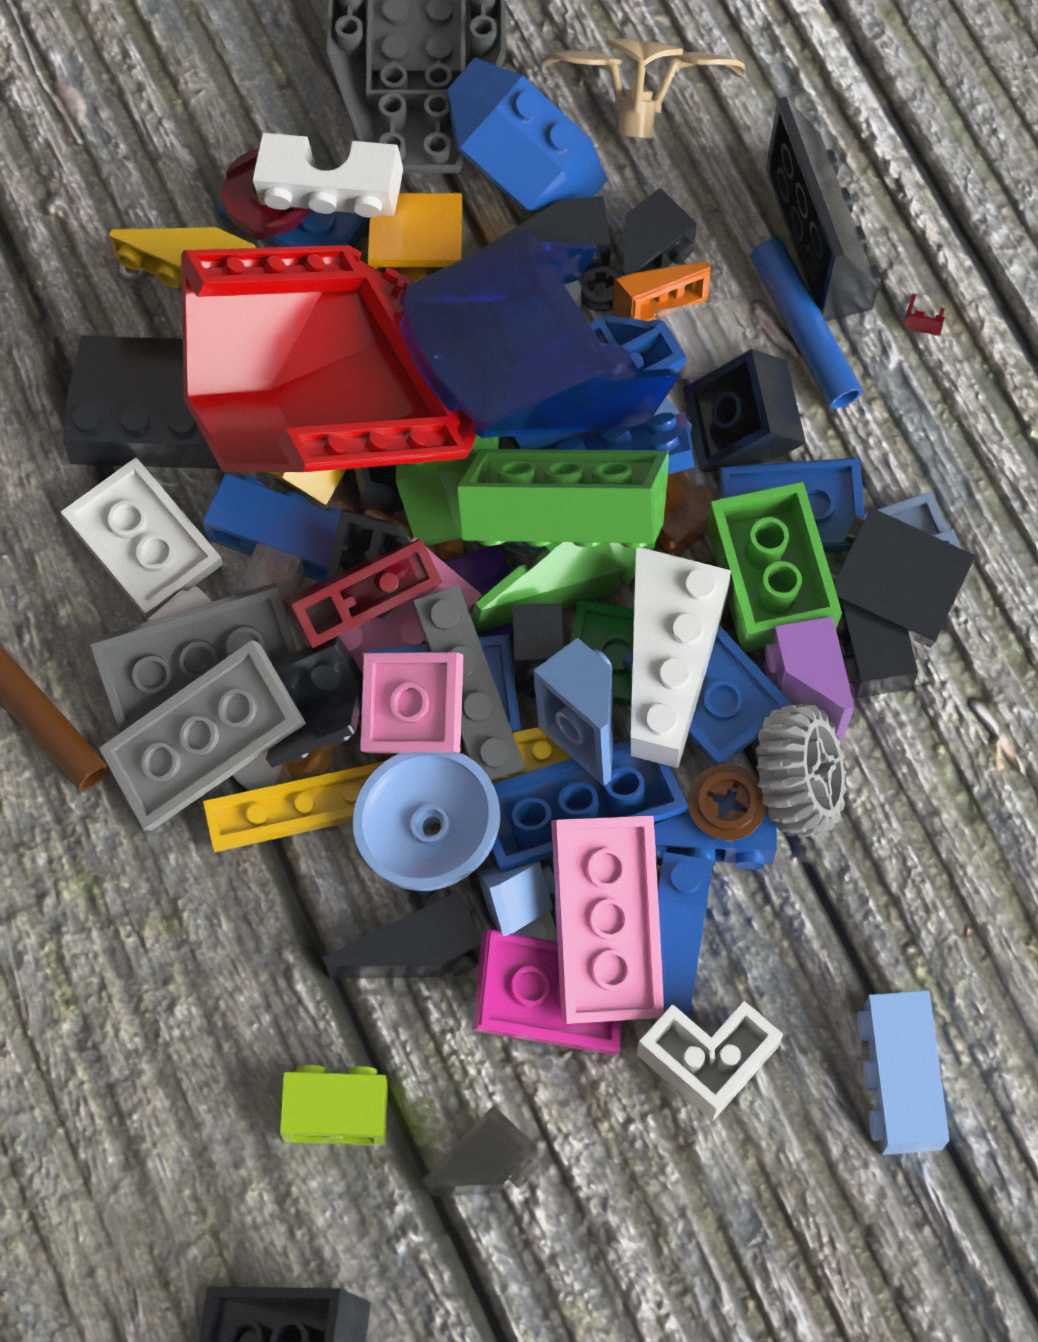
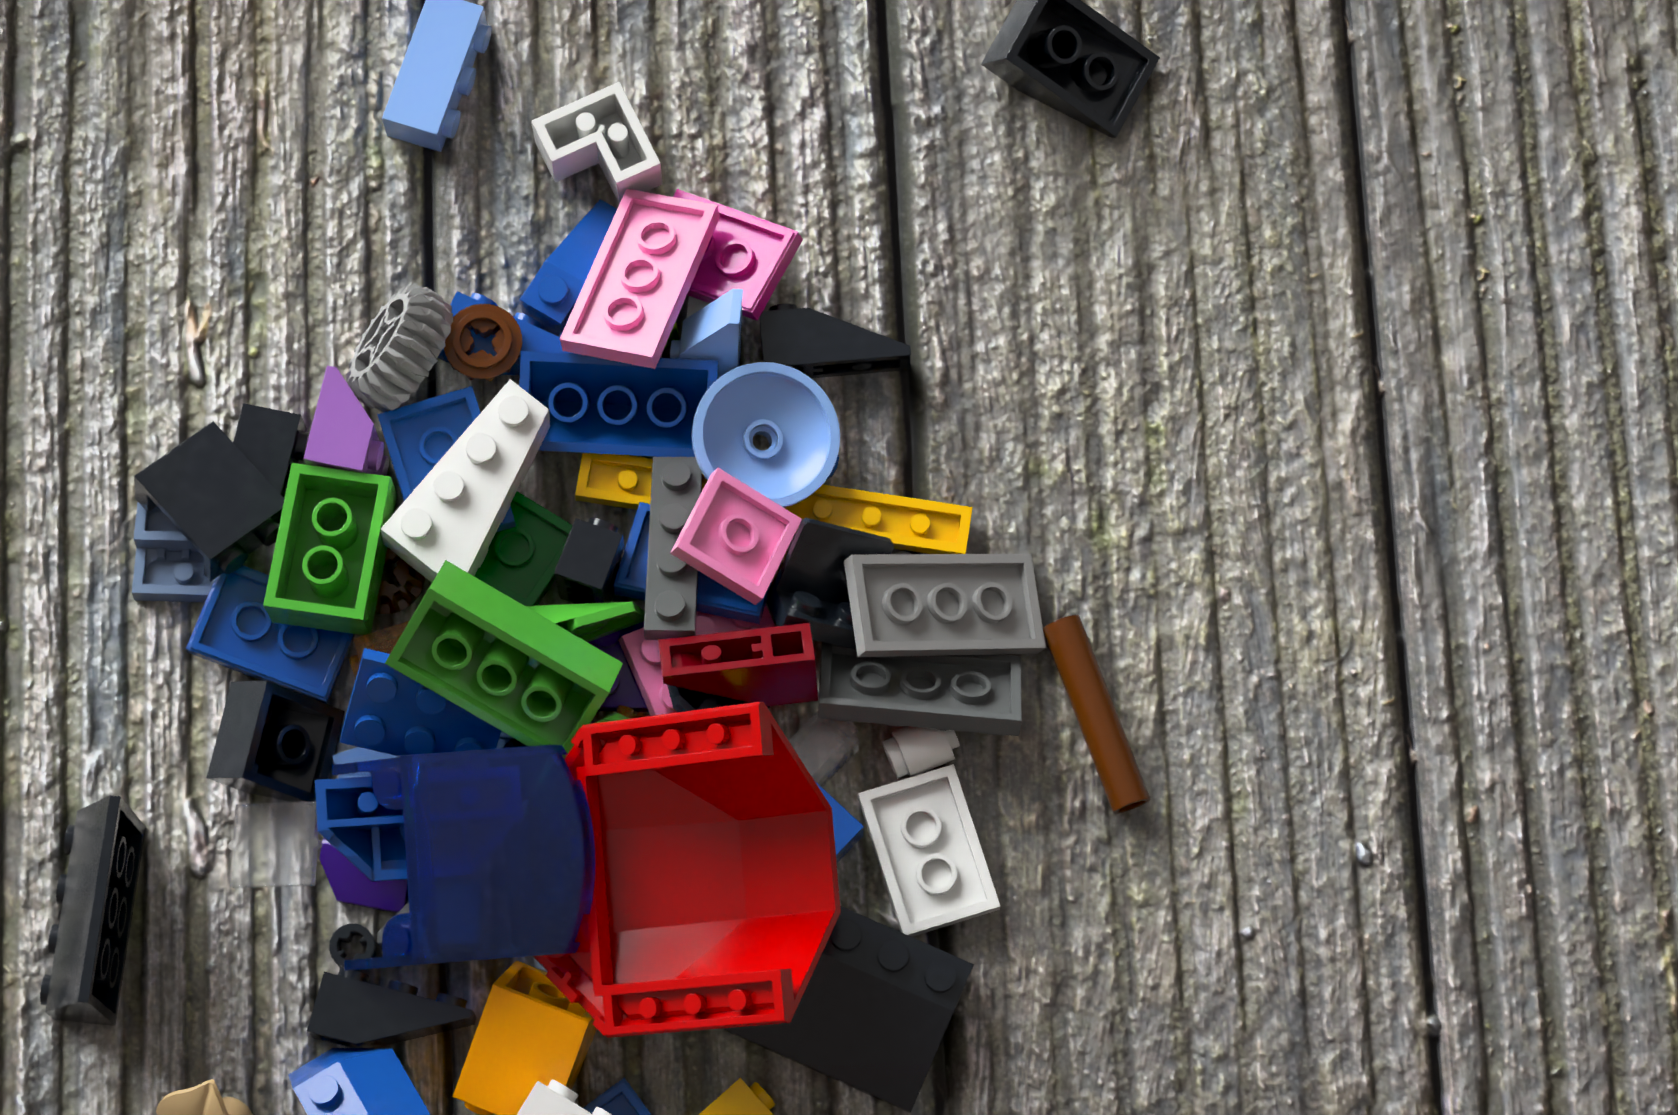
camera: 160 degrees left, 5 degrees up
(334, 1106) = (949, 234): lime brick -> none
(485, 1160) = (836, 139): clear smoke slope -> none
(577, 706) = (576, 470): medium blue slope -> none
(646, 292) = (312, 905): orange slope -> none
(657, 234) = (277, 974): black slope -> none
(806, 323) = (164, 821): blue piece -> none
(921, 323) = (48, 779): dark red piece -> none

